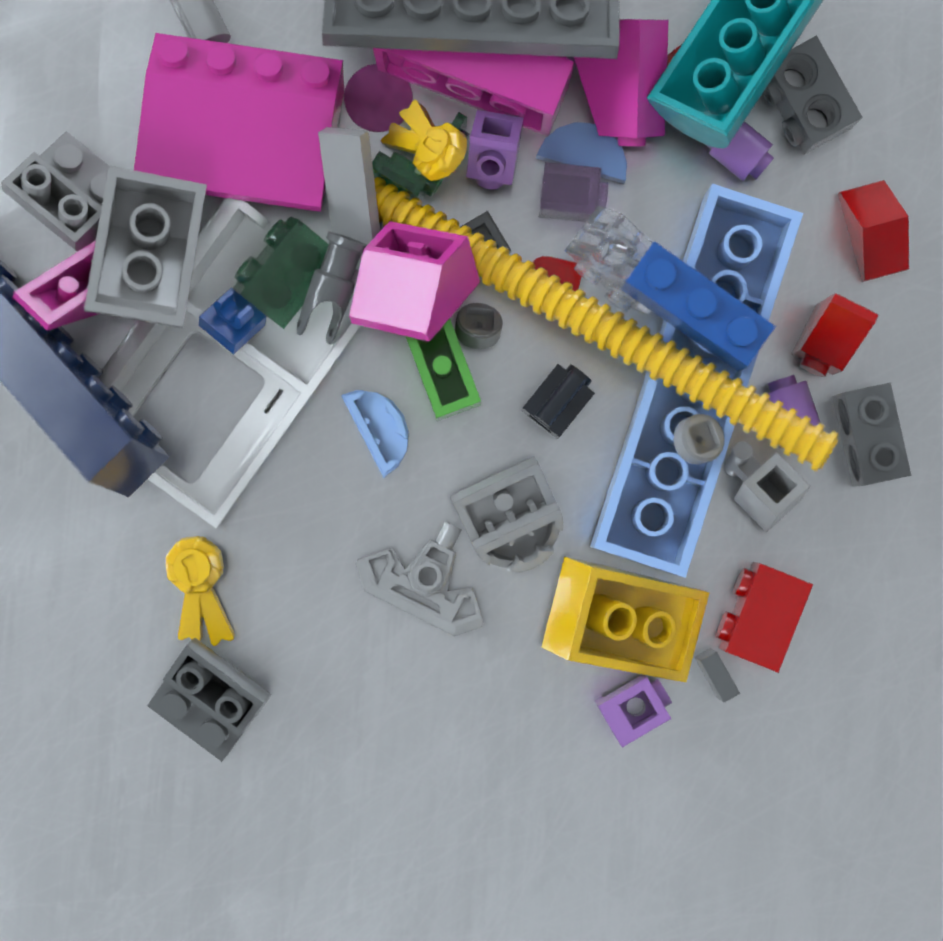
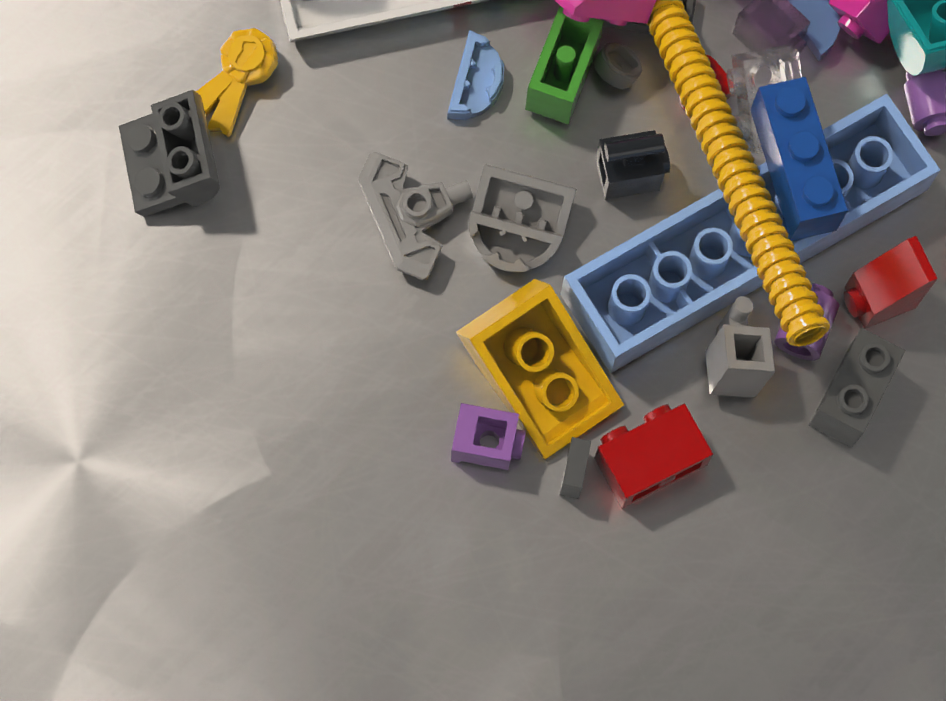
camera: 35 degrees right, 15 degrees down
(699, 439) = (716, 258): light grey tile -> none

